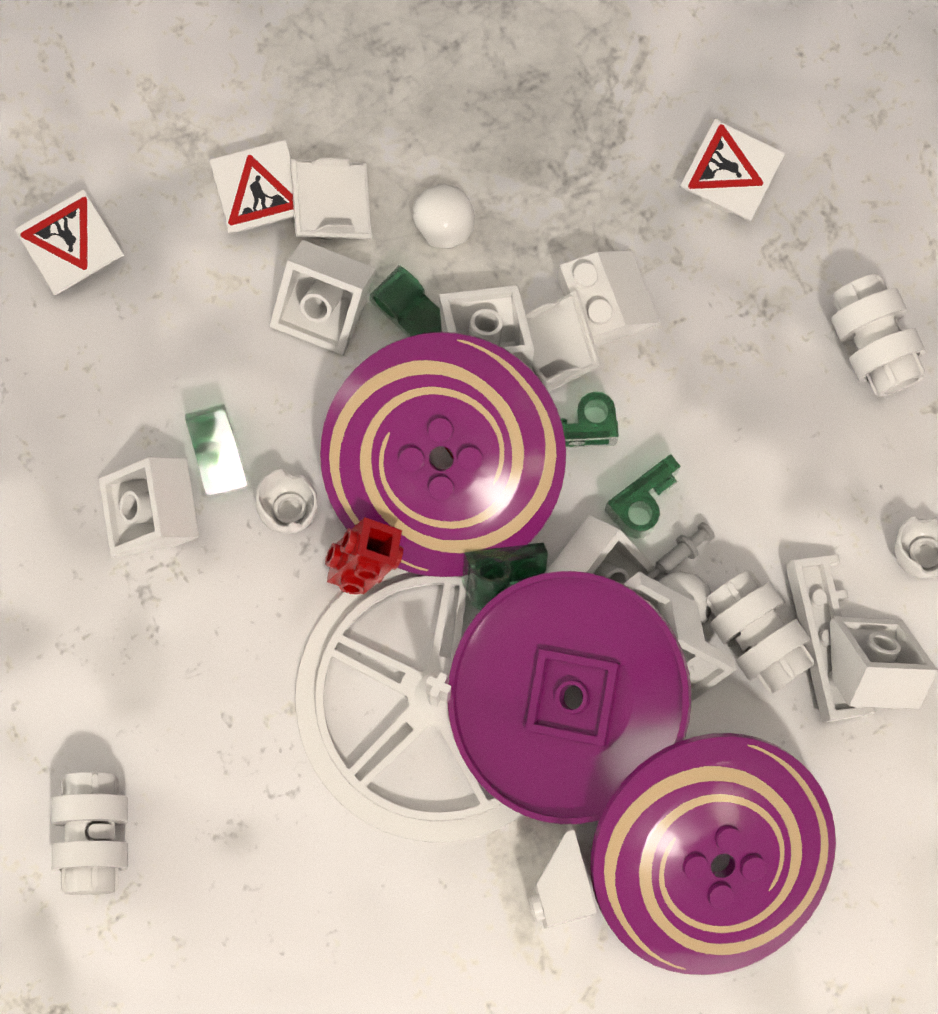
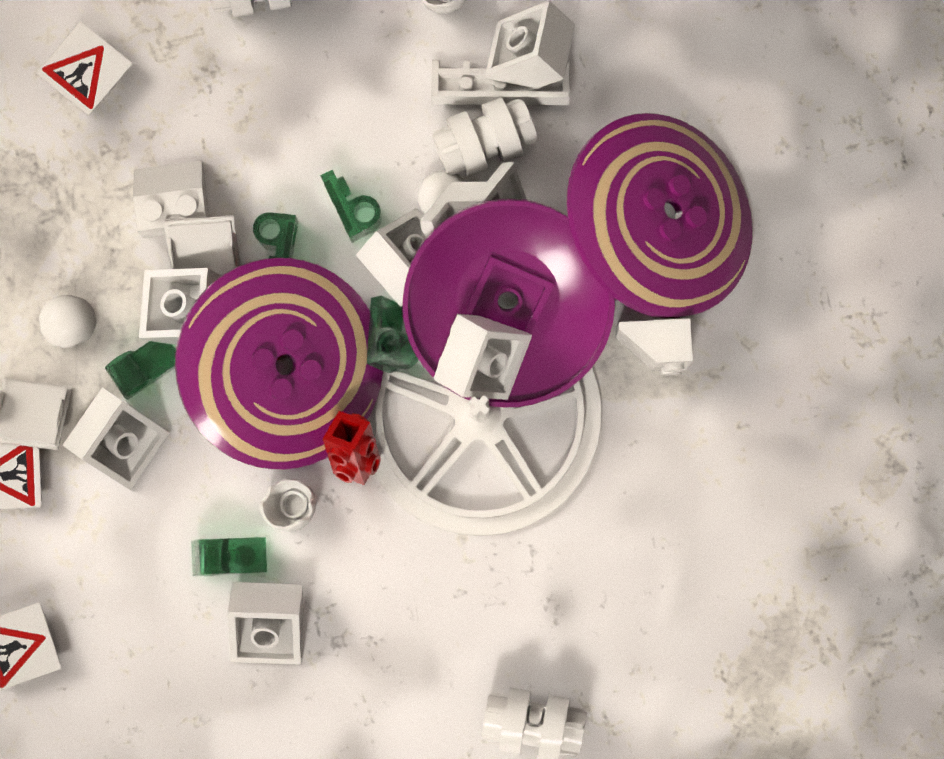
camera: 70 degrees left, 5 degrees up
(497, 679) = (481, 357): none -> white slope
(685, 548) = (400, 183): light grey piece -> none

